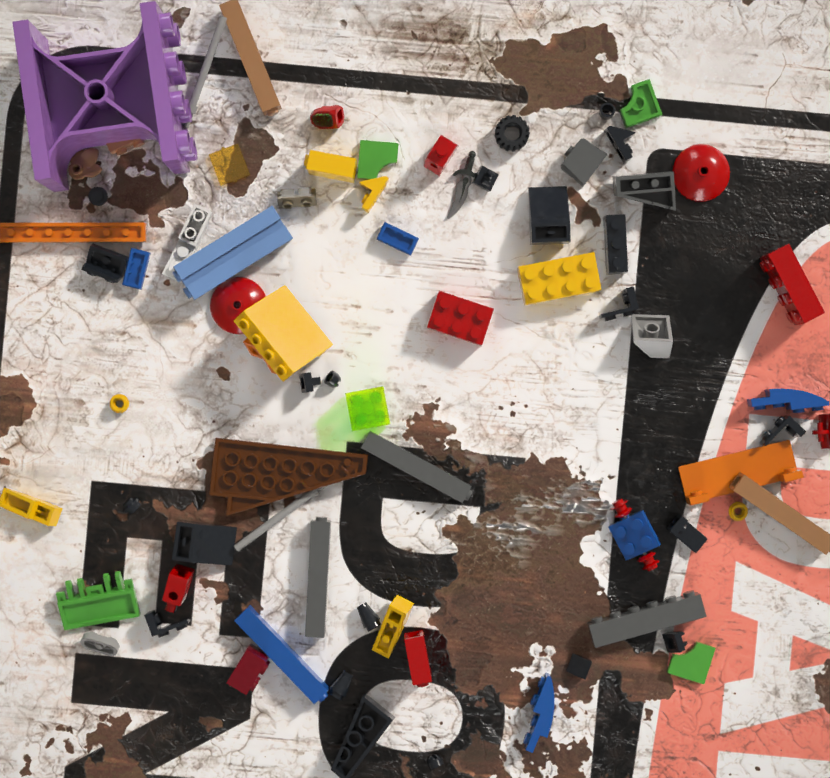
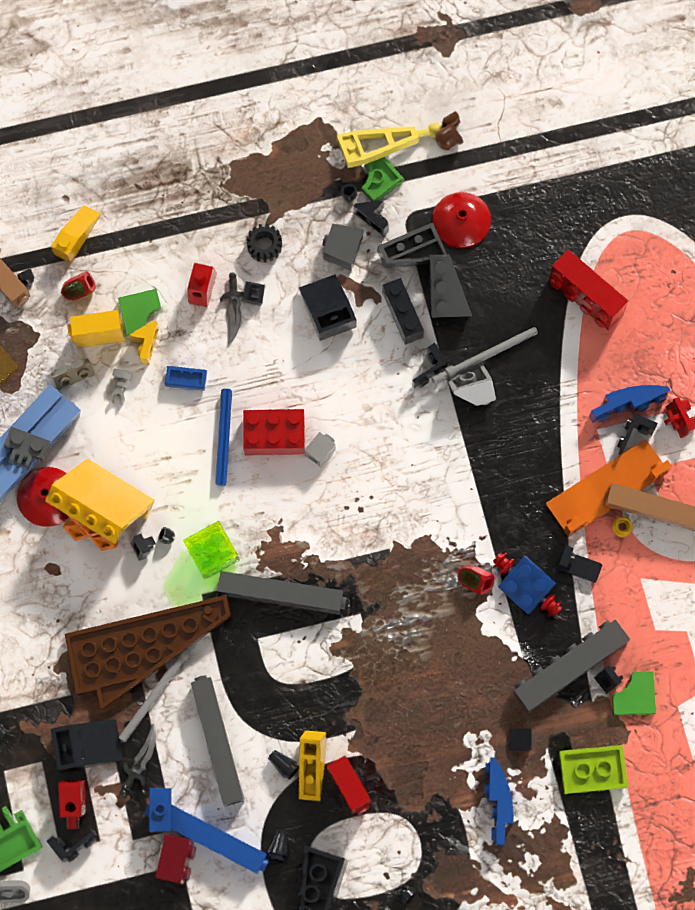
camera: 20 degrees left, 15 degrees down
(232, 259) = (25, 447): none -> dark grey hinge
(246, 570) = (139, 763): none -> piece
(249, 623) = (160, 810): none -> blue plate
(283, 91) = (26, 277): none -> black hinge
(336, 224) = (122, 376): none -> light grey piece
(341, 62) = (74, 234): none -> yellow slope
(413, 305) = (223, 437): none -> blue axle
(496, 347) = (320, 448): none -> light grey brick
(559, 278) = (359, 361): yellow brick -> none
(591, 514) = (476, 579): none -> red rock
(625, 71) = (353, 151): none -> light yellow plate
(631, 713) = (593, 769): none -> lime plate
(639, 318) = (451, 372): none -> light grey bar
(662, 239) = (445, 289): none -> dark grey wedge
(719, 86) = (448, 135): none -> reddish brown piece

